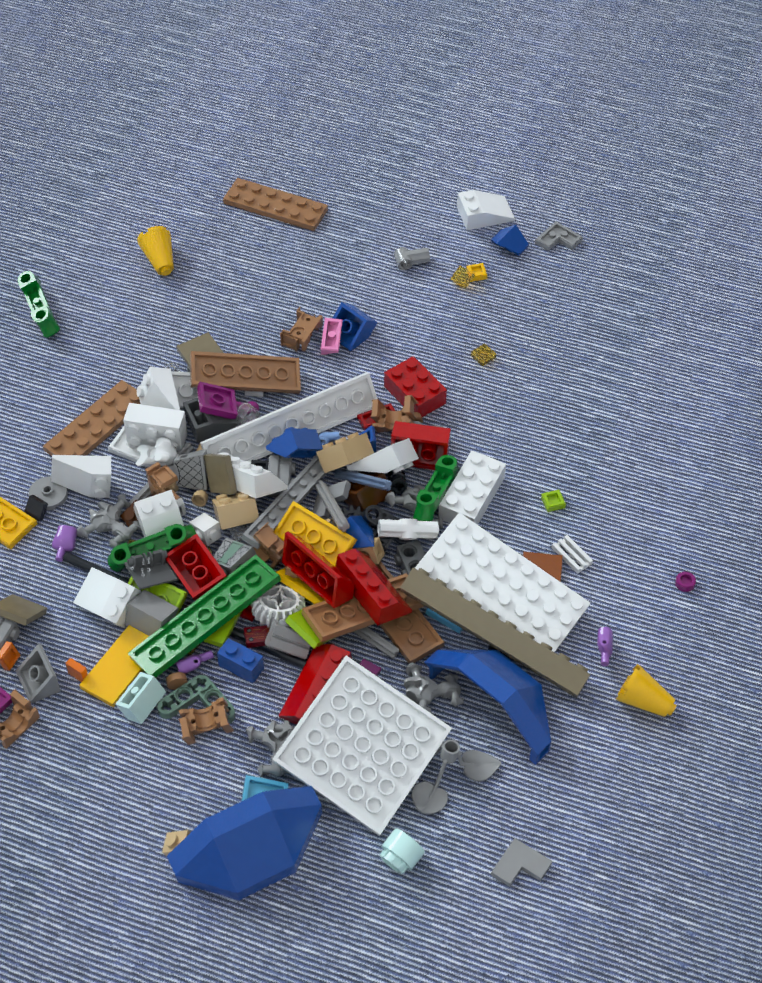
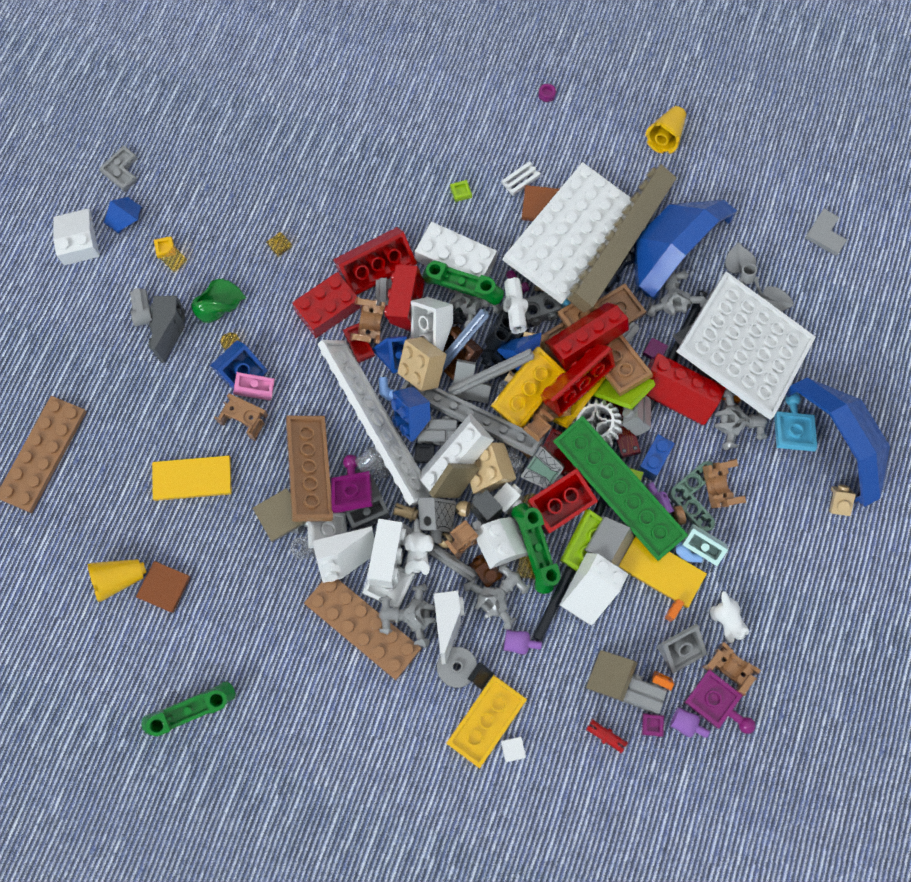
camera: 90 degrees left, 20 degrees up
(66, 719) = (729, 616): none -> white animal
(100, 445) = (415, 615): none -> light grey piece
(148, 287) = (163, 586): none -> dark orange tile
(150, 569) = (569, 543): dark grey hinge -> none
(193, 504) = (486, 507): none -> dark grey brick
(246, 301) = (191, 478): none -> yellow tile
(382, 322) = (228, 339): none -> clear yellow tile
(388, 269) = (165, 325): none -> dark grey slope
(401, 851) = (833, 318): light aqua piece -> none
(418, 307) = (216, 300): none -> green piece
(452, 633) = (629, 259): none -> black pin
(467, 424) = (374, 260): none -> red slope
(605, 644) = (620, 156): medium lavender piece -> none

